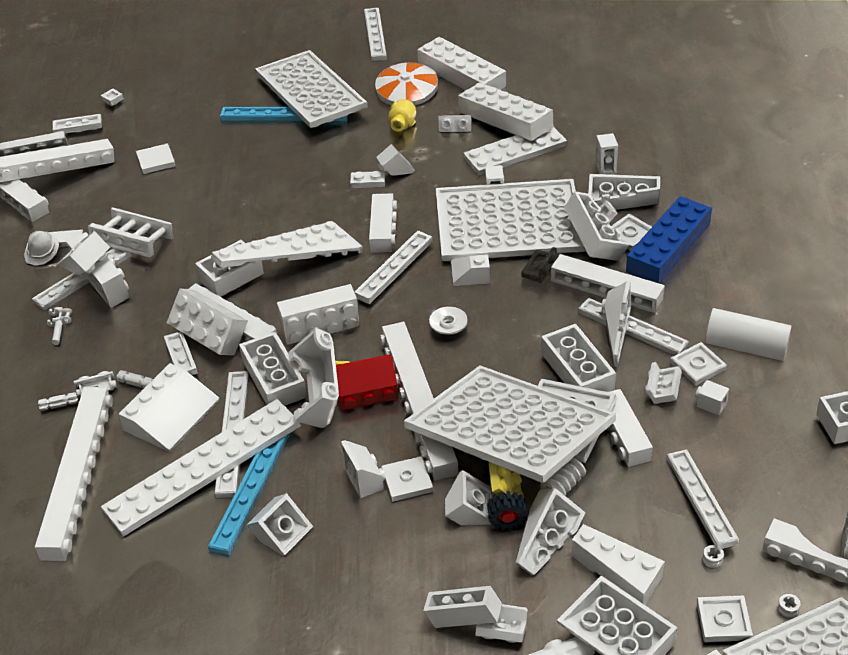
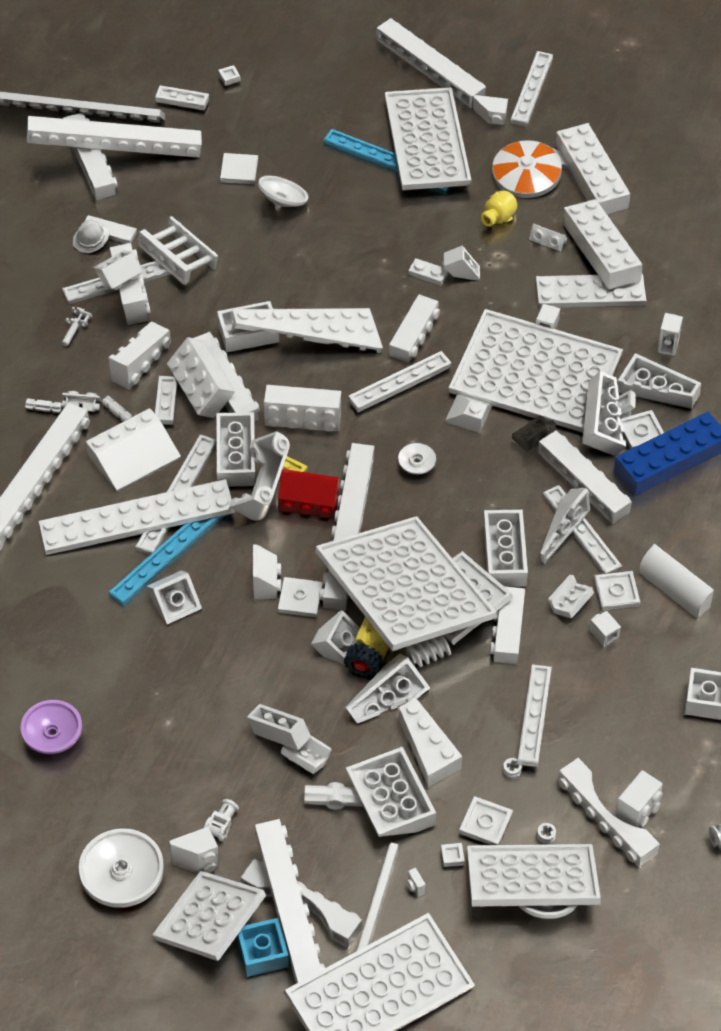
camera: 20 degrees right, 10 degrees up
(134, 326) = (138, 355): none -> white wedge
(205, 161) = (282, 191): none -> white dish
(281, 39) = (429, 61): none -> white brick
(351, 54) = (491, 109): none -> white slope

